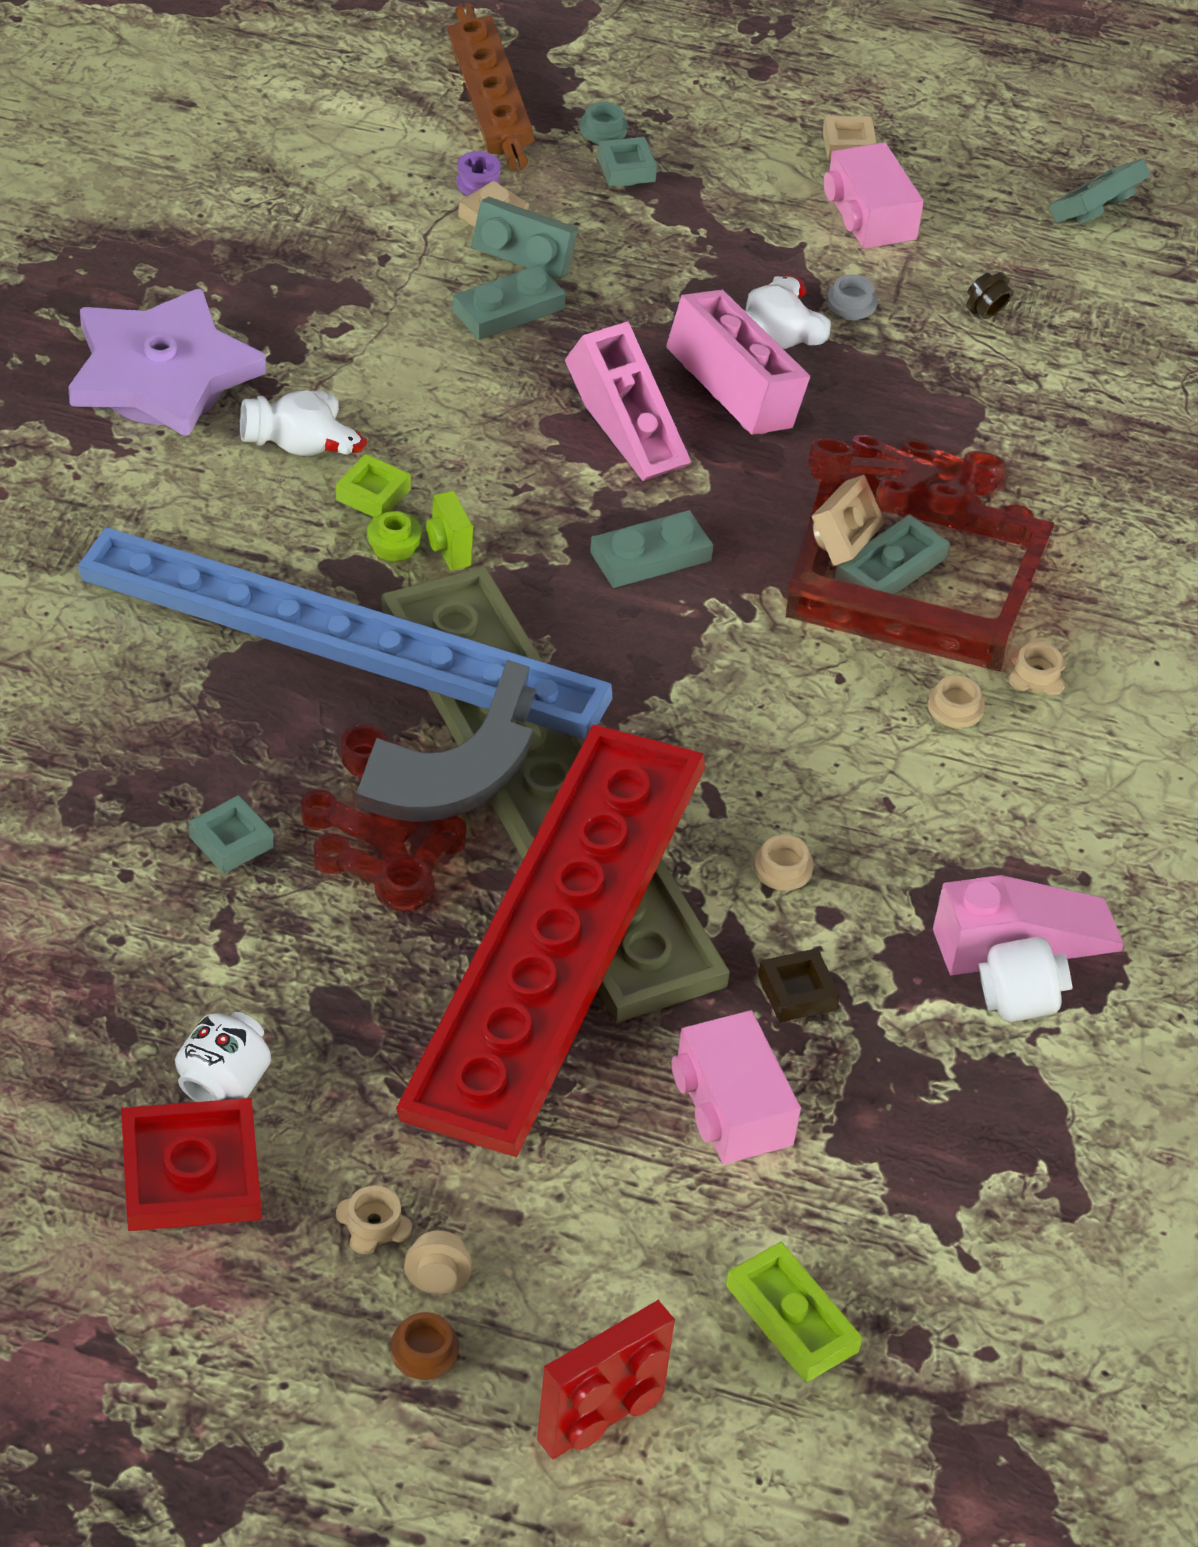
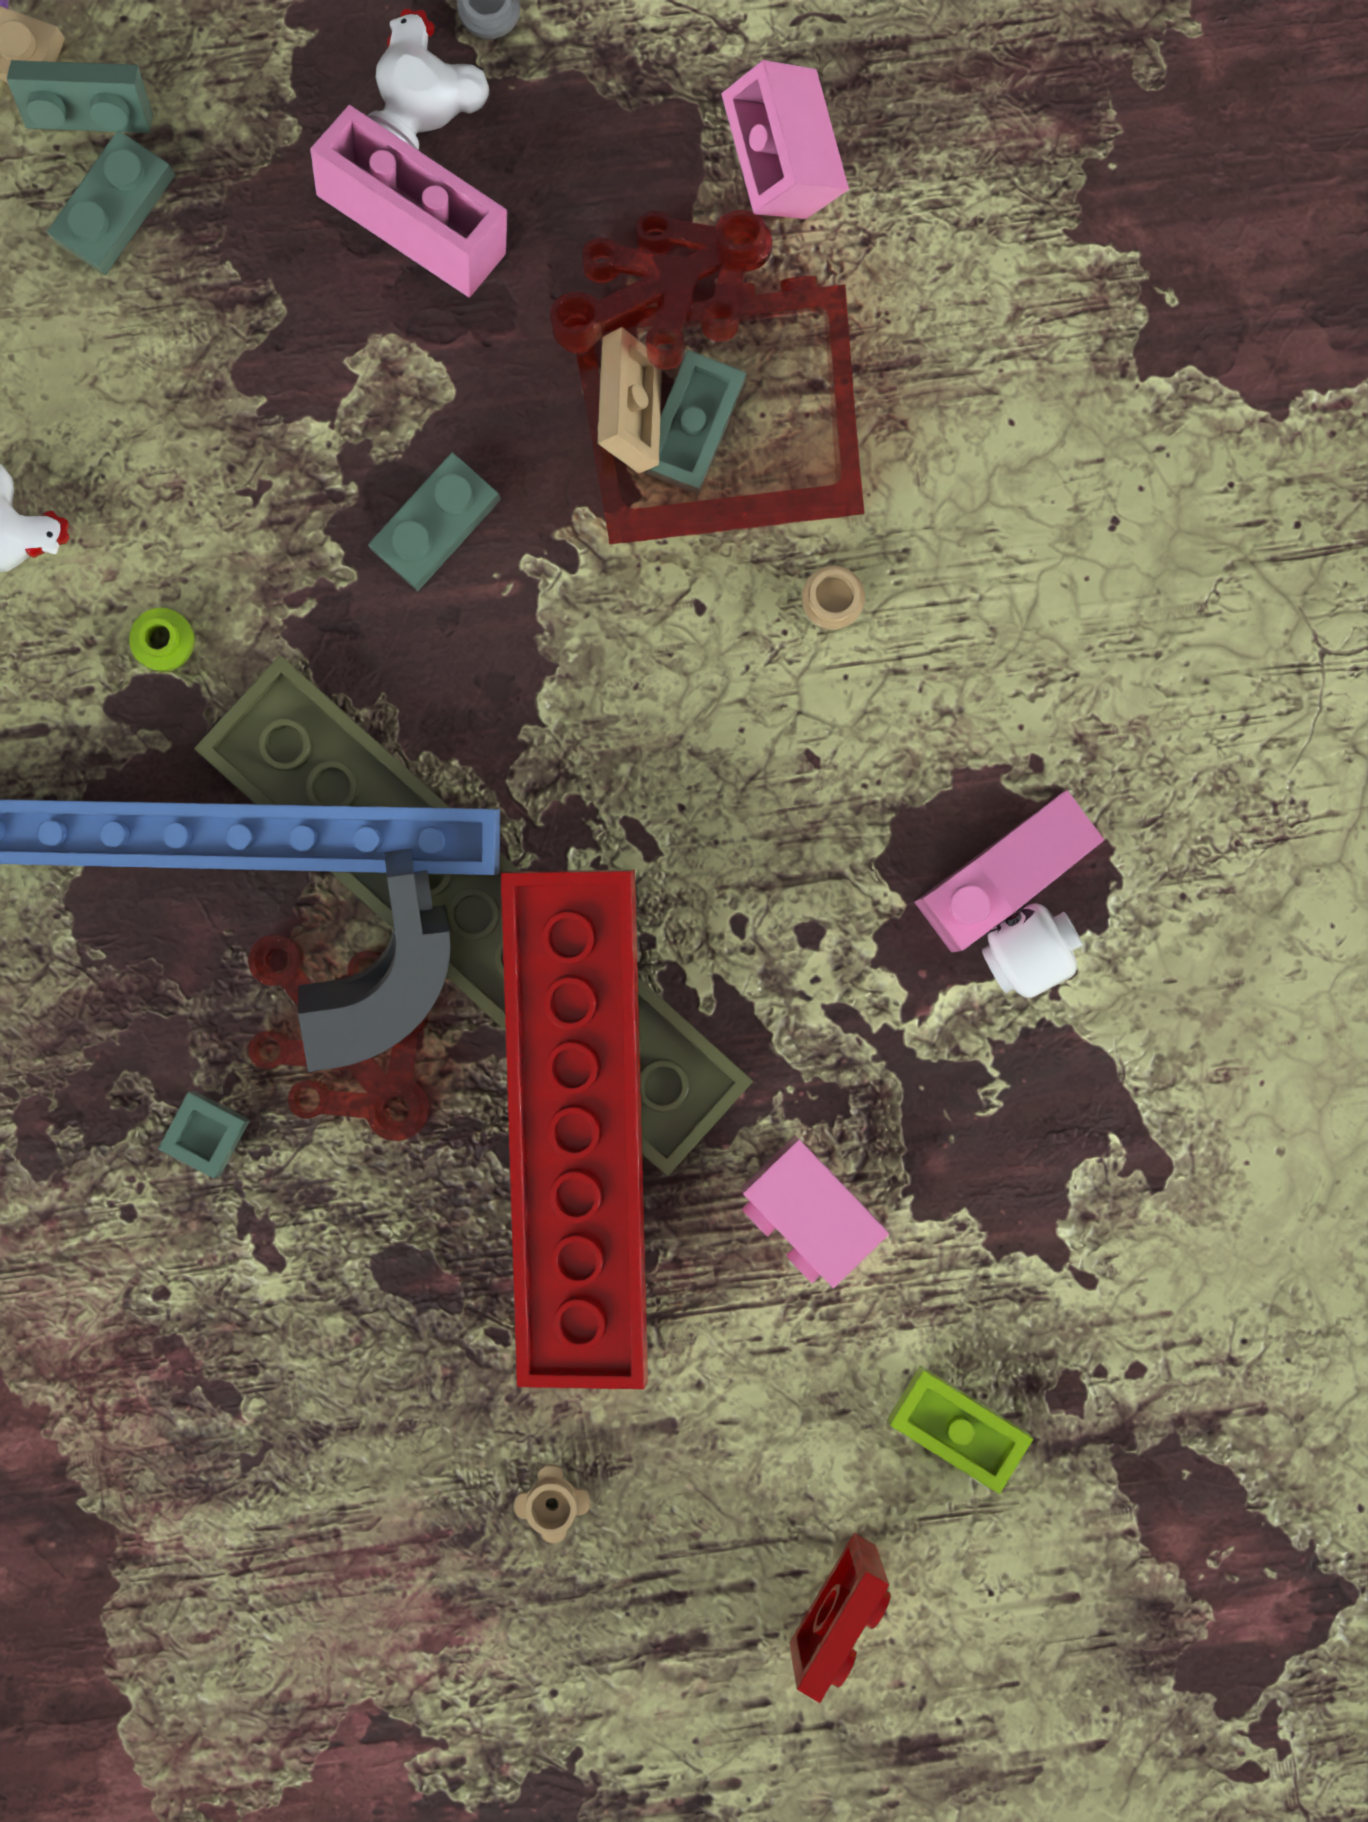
camera: 20 degrees left, 40 degrees up
(190, 1164) = (363, 1531): red plate -> none
(222, 1058) = (335, 1414): white head -> none
(373, 486) = (106, 584): lime plate -> none
(424, 1346) = (657, 1613): dark orange plate -> none
(438, 1263) = (632, 1533): tan plate -> none
(450, 530) = (217, 617): lime plate -> none
(626, 400) = (318, 322): bright pink slope -> none
(783, 863) = (745, 903): tan plate -> none
(798, 985) = (821, 1055): dark brown plate -> none
(1038, 669) = (902, 489): tan plate -> none
(1044, 428) = (784, 140): none -> bright pink brick

